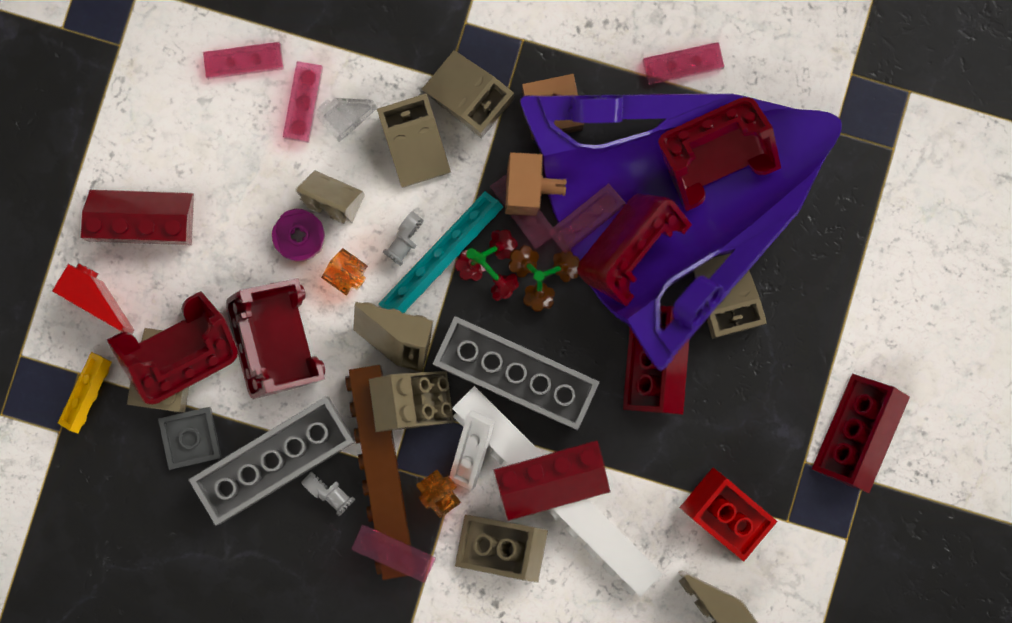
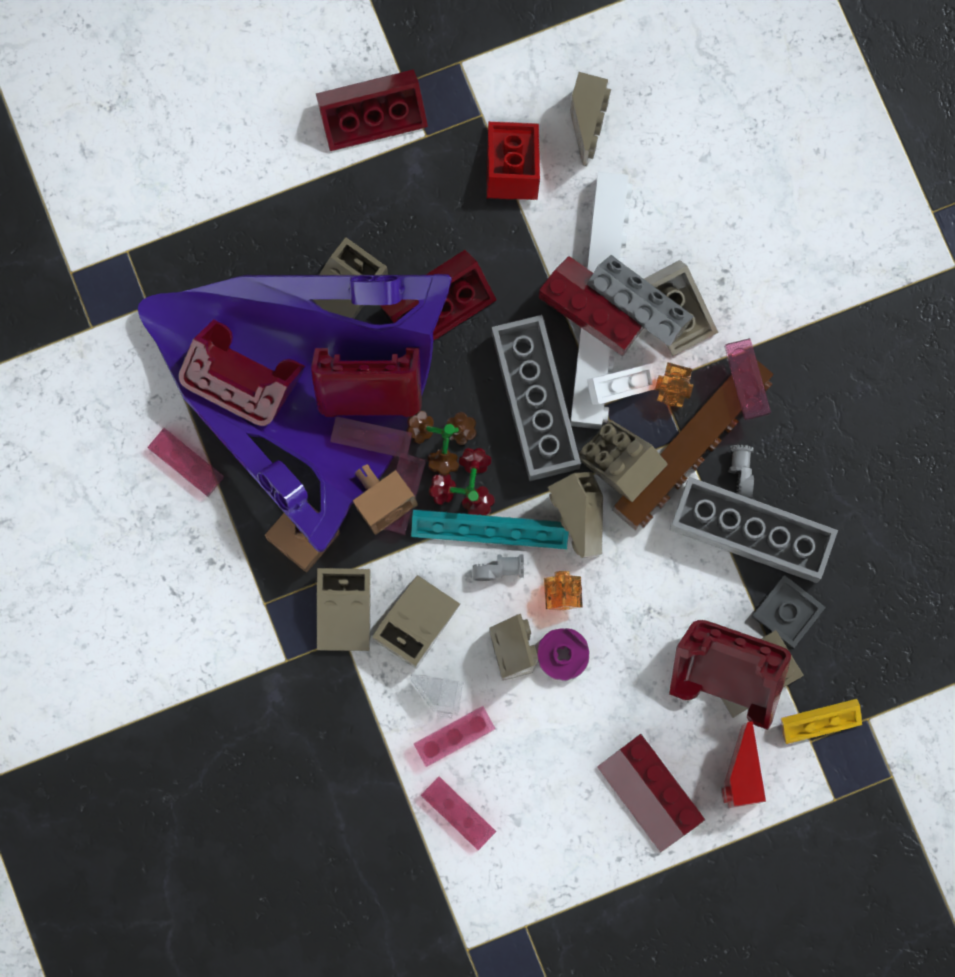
camera: 130 degrees left, 5 degrees down
(272, 338) = (662, 605): dark red windscreen -> none
(525, 516) = (640, 300): none -> dark grey brick

